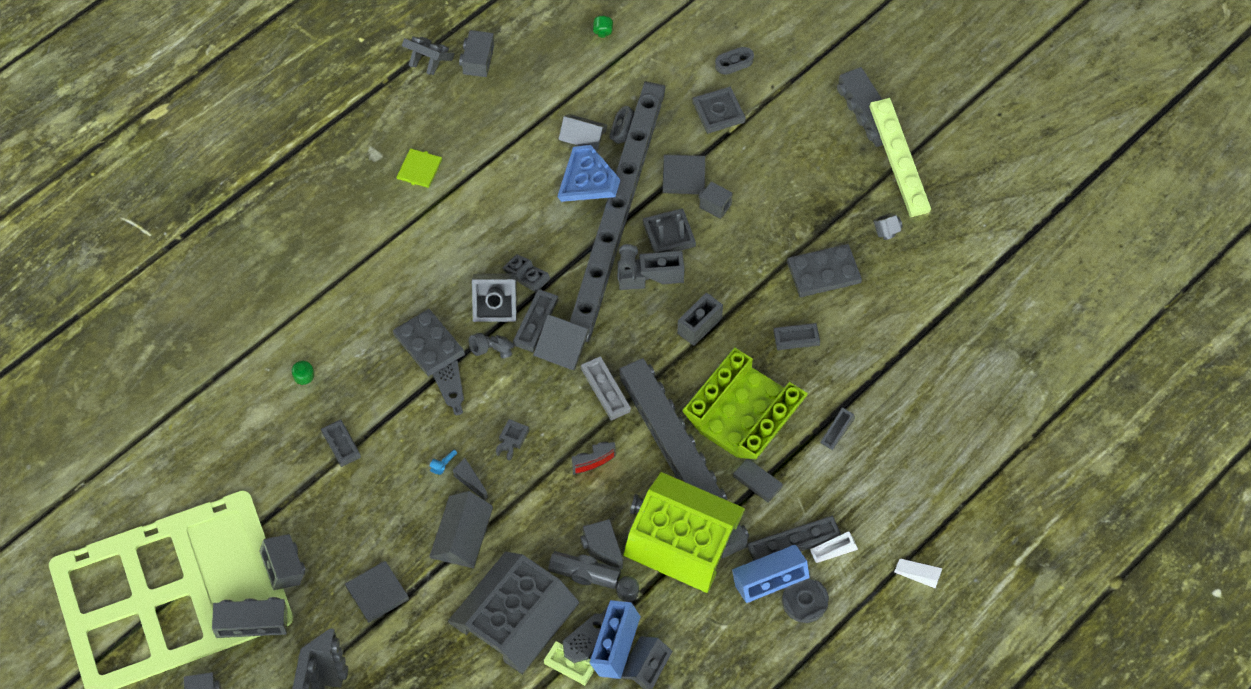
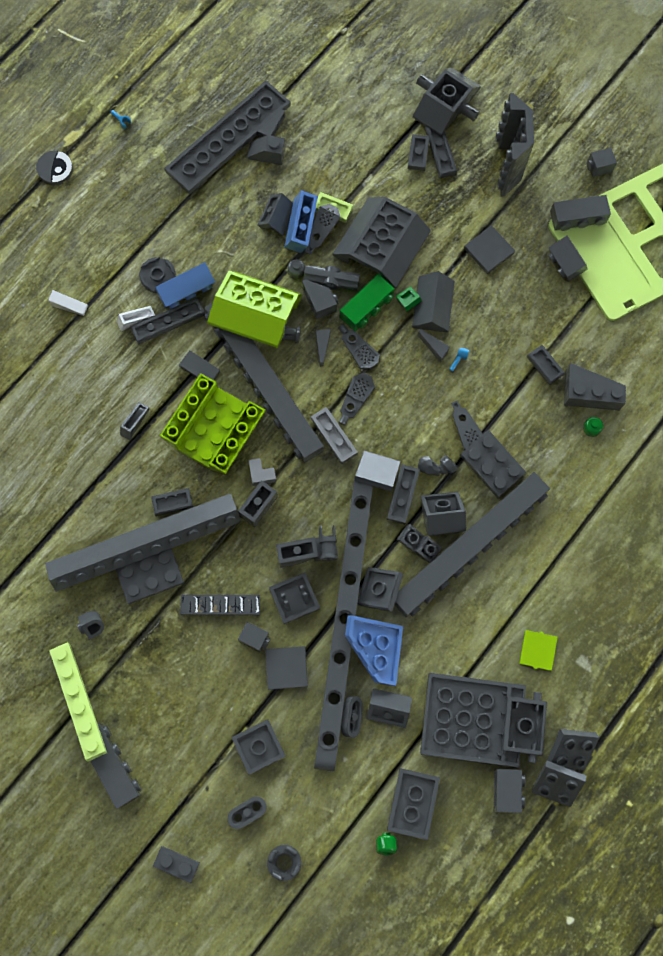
camera: 170 degrees right, 15 degrees up
(295, 404) = (592, 390): none -> dark grey wedge
(409, 74) = (573, 748): none -> dark grey plate
(477, 258) = (470, 544): none -> dark grey brick
(491, 111) = (482, 721): none -> dark grey plate
(491, 534) = (408, 298): none -> green plate
(512, 436) = (405, 383): dark grey plate -> none
(545, 532) = (367, 303): none -> green brick
(562, 490) = (357, 346): none -> dark grey piece
(571, 53) = (413, 804): none -> dark grey plate
(574, 432) = (354, 399): none -> dark grey piece
(576, 227) = (380, 589): none -> dark grey tile
(602, 453) = (330, 374): dark grey slope -> none
(604, 499) = (322, 338): none -> dark grey piece
(693, 354) = (259, 474): none -> light grey piece
(707, 14) = (272, 863): none -> dark grey piece
(749, 235) = (220, 605): none -> tile
(805, 31) = (176, 864): none -> dark grey plate
(828, 294) = (142, 542): none -> dark grey brick

